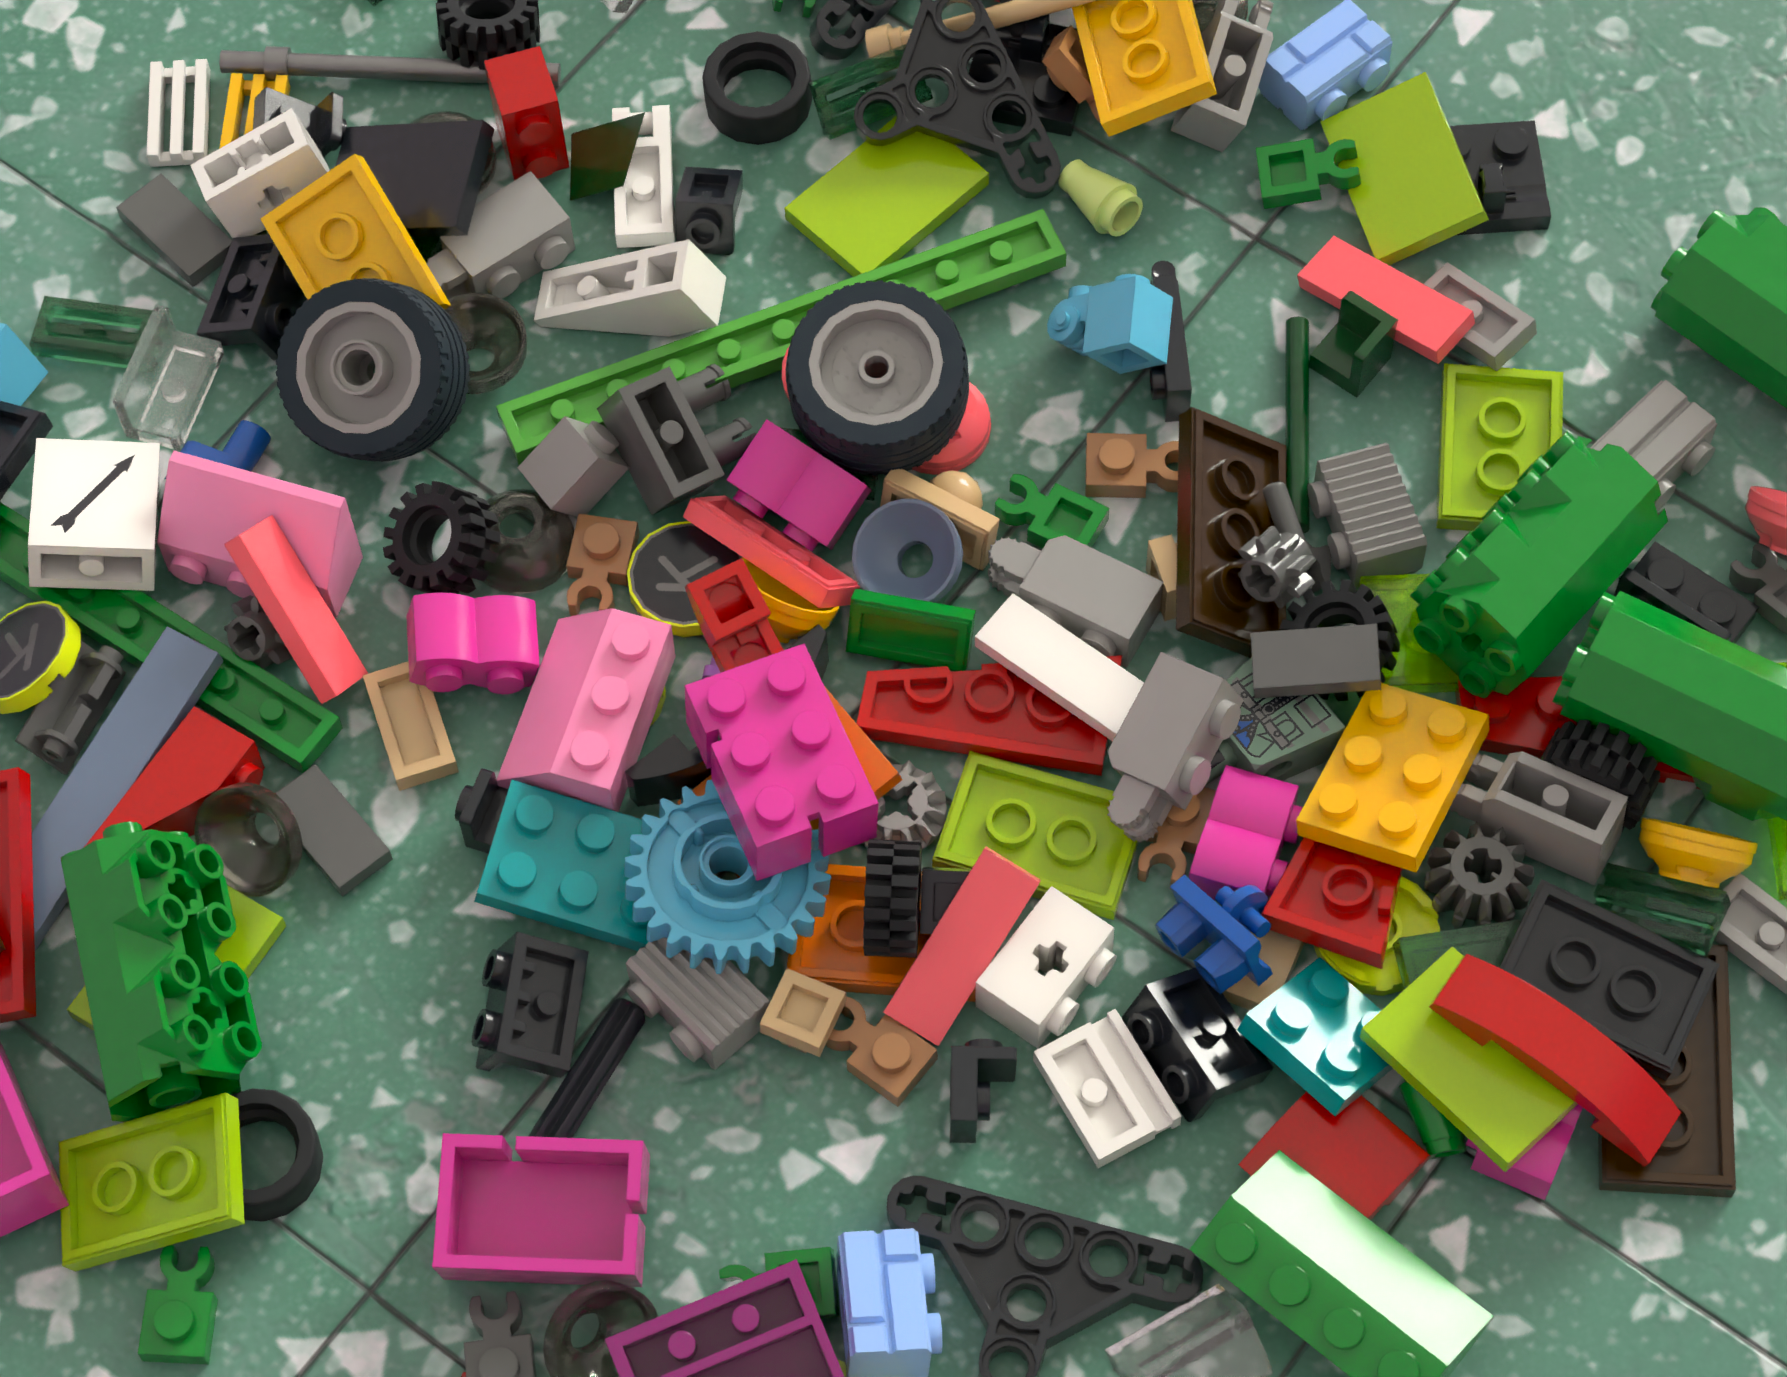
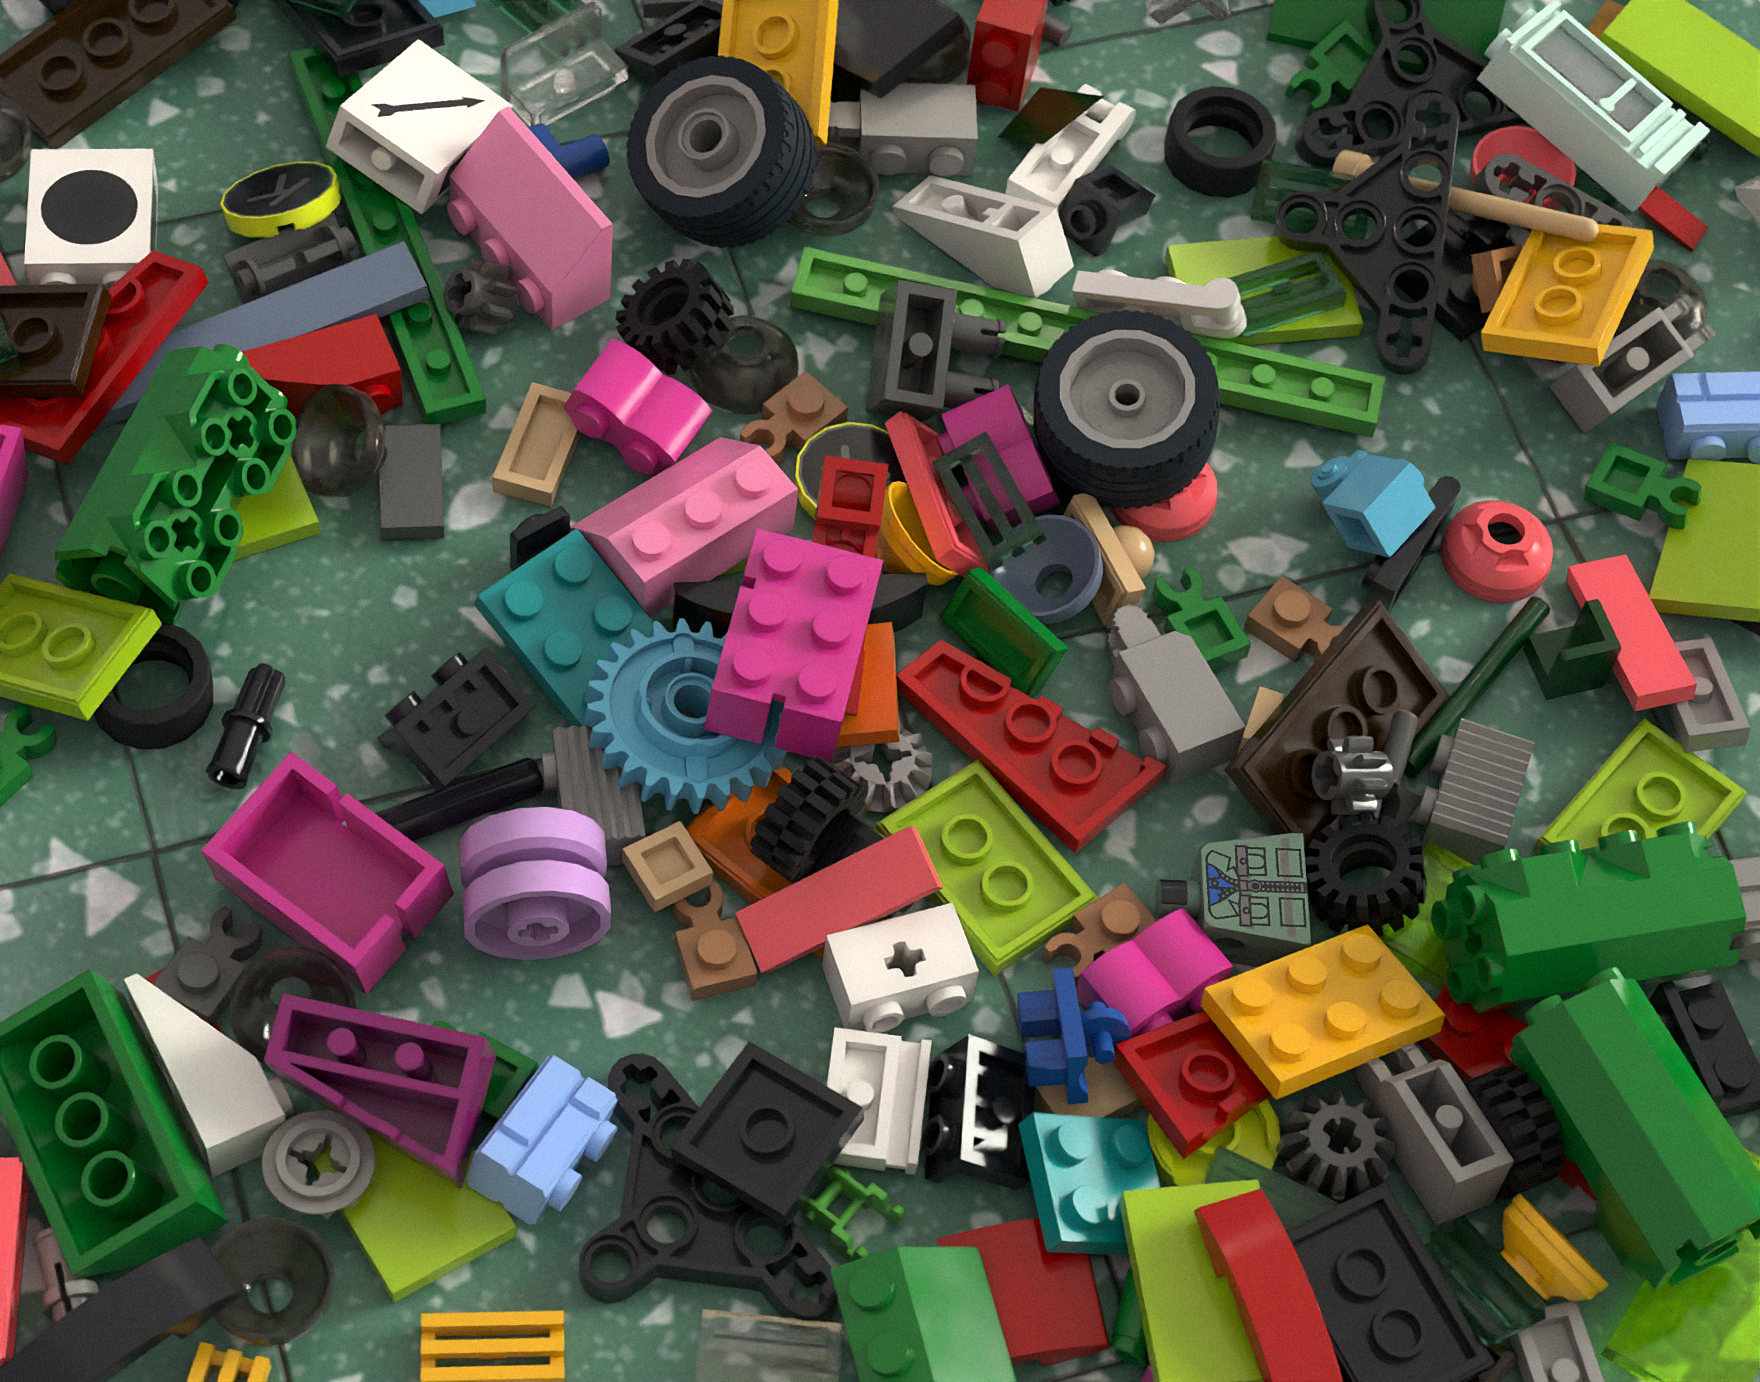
camera: 25 degrees right, 5 degrees down
(296, 609) = (513, 290): coral tile -> none
(365, 1133) = (246, 727): none -> black axle
(574, 466) = (828, 329): light grey brick -> none
(716, 1102) = (534, 883): none -> lavender wheel
(826, 262) = (1200, 309): none -> white plate
(868, 552) = (1014, 543): none -> clear green tile
(886, 225) = (1287, 300): none -> clear green tile
(970, 1078) = (760, 1014): black bracket -> none
(1054, 1175) = (767, 1133): none -> black hinge
(1059, 665) = (1108, 746): white tile -> none
(1103, 199) = (1446, 405): yellowish green cone -> none
(1162, 1217) = (871, 1197): none -> bright green piece
(1169, 743) = (1141, 854): light grey hinge -> none
(1229, 317) = (1495, 569): none -> coral piece
(1315, 661) = (1324, 870): dark grey tile -> none

